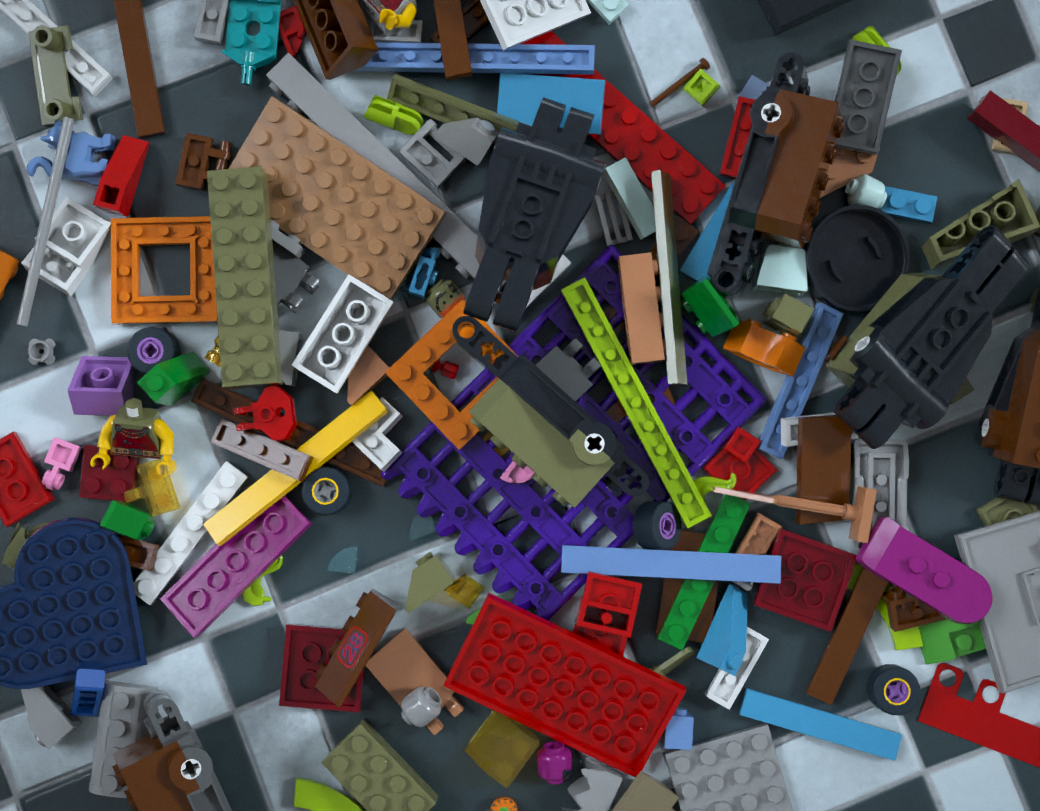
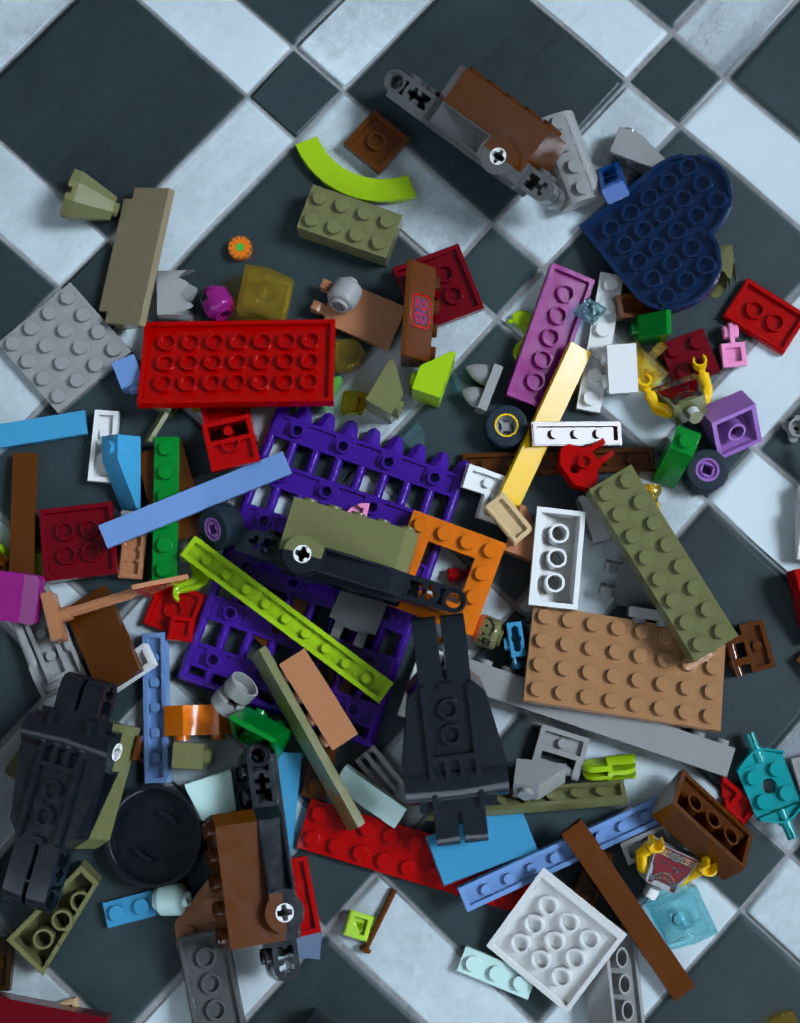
camera: 155 degrees right, 5 degrees down
(126, 297) = (749, 501): orange plate -> none
(182, 493) = (620, 368): none -> white brick
(182, 567) = (590, 311): none -> clear light blue slope
(318, 548) = (486, 376): none -> light grey tile
(370, 395) = (508, 518): none -> tan tile
(375, 573) = (431, 379): none -> lime slope
(447, 643) = (348, 354): none -> clear yellow piece
(720, 352) = (234, 694): none -> light grey wheel

